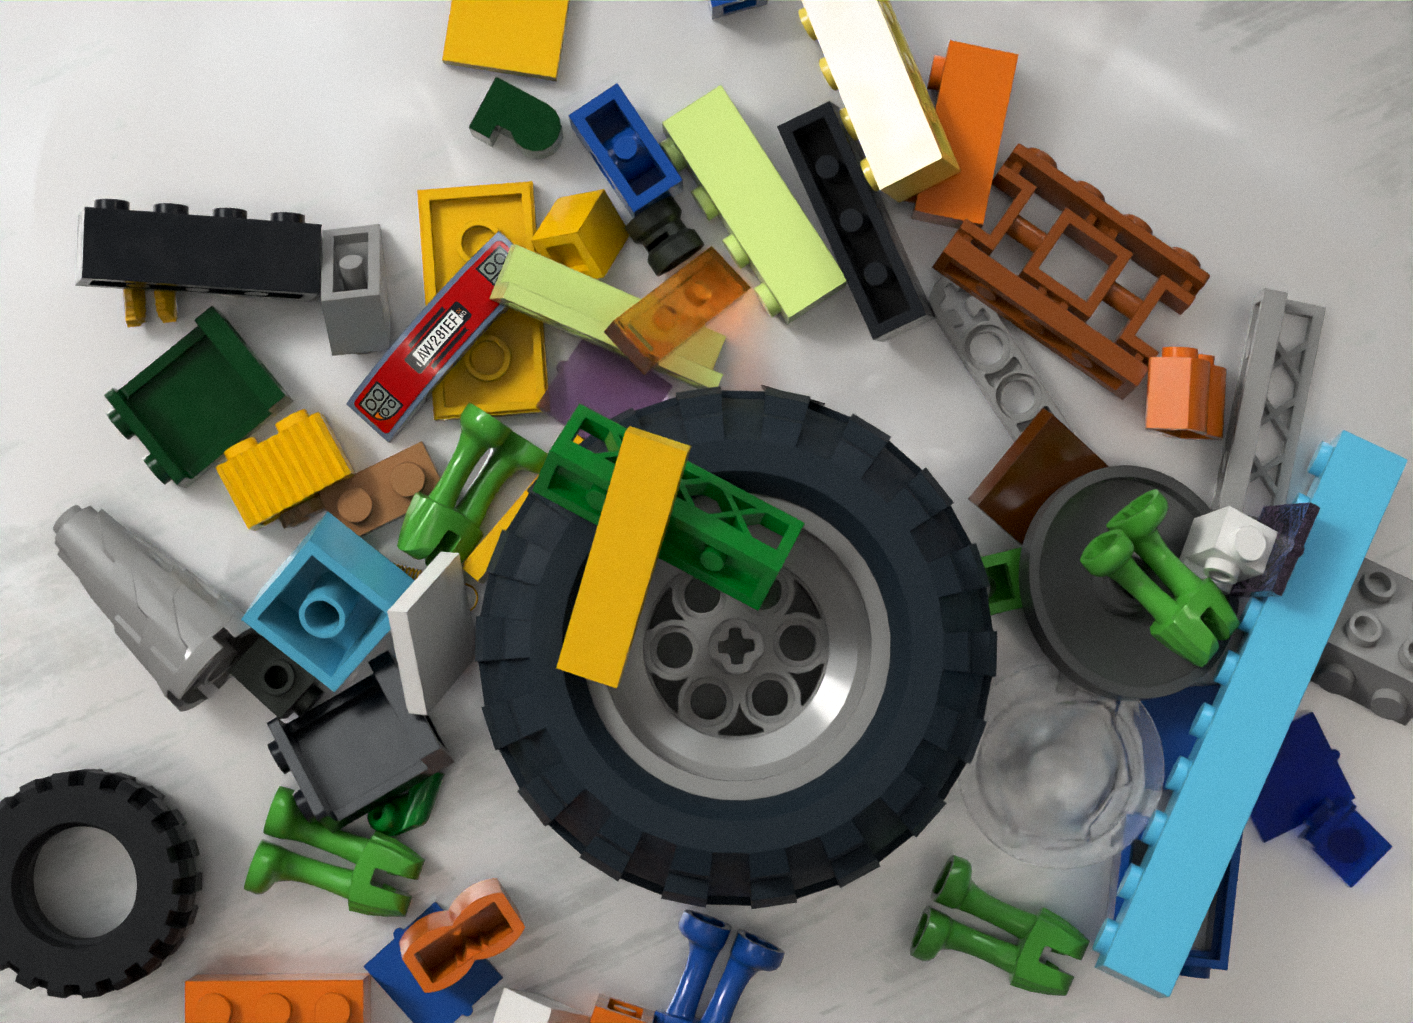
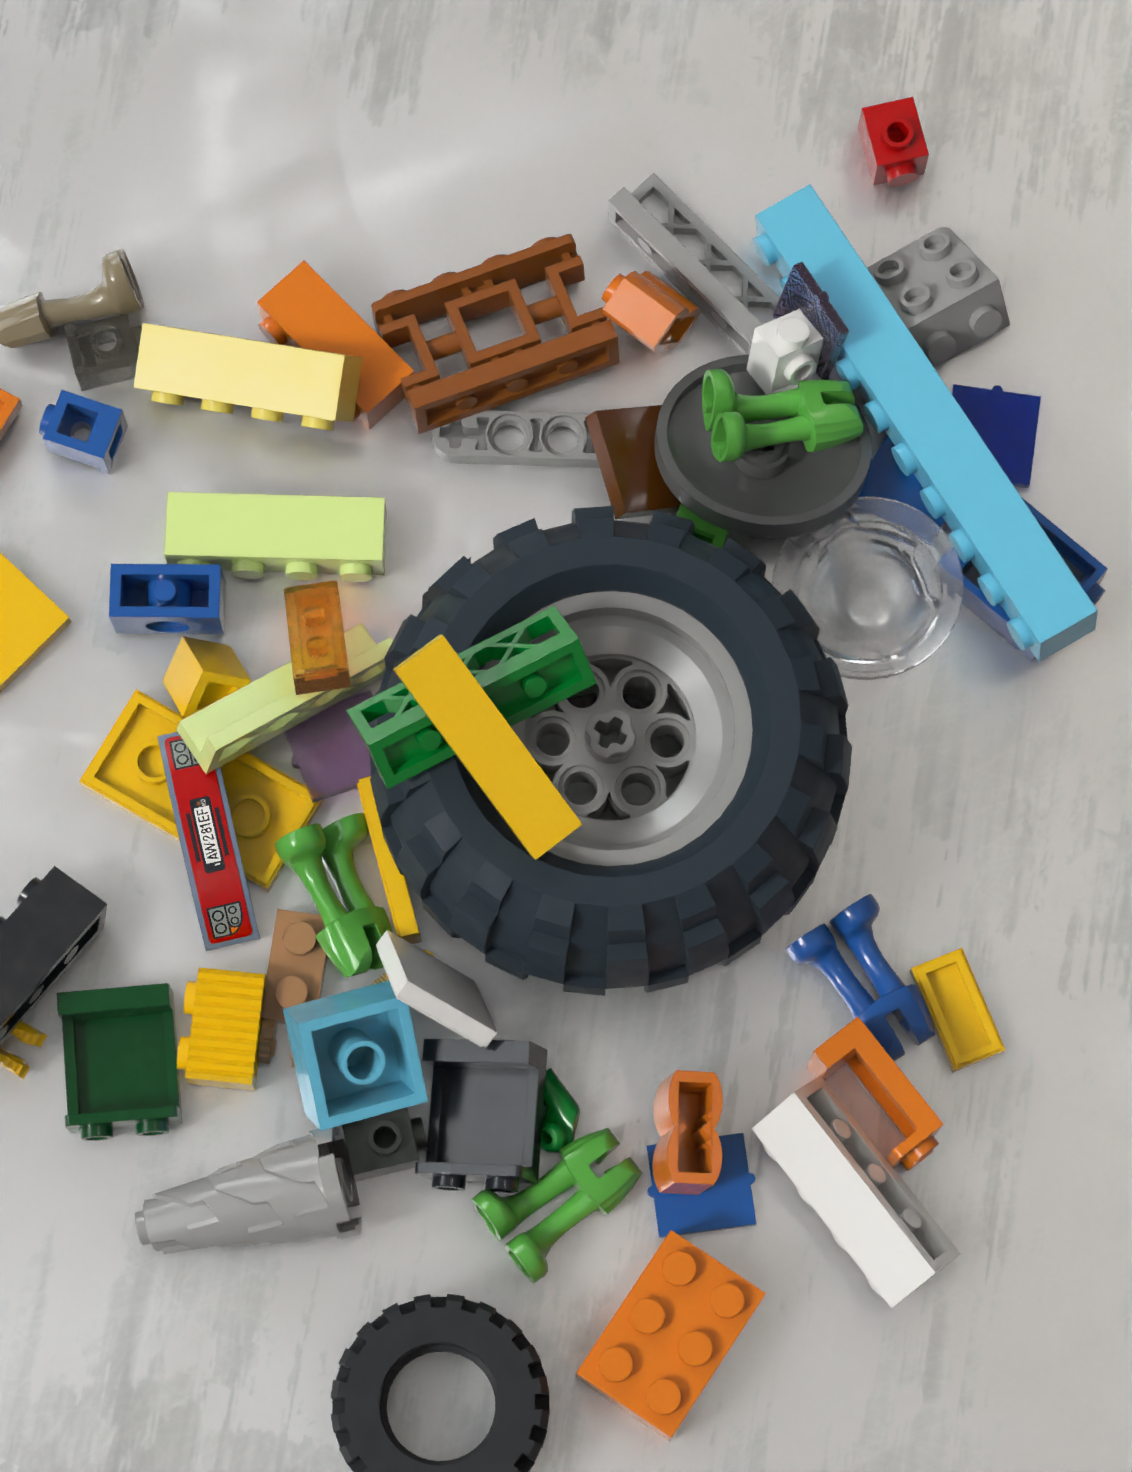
camera: 60 degrees left, 10 degrees down
(355, 290) = (126, 878): light grey slope -> none
(519, 117) = (81, 663): dark green leg -> none
(664, 236) = (238, 616): pearl dark grey wheel -> none
(856, 223) = (344, 463): black brick -> none
(1021, 960) = (982, 698): bright green piece -> none
(1342, 839) = (1065, 423): clear blue bracket -> none

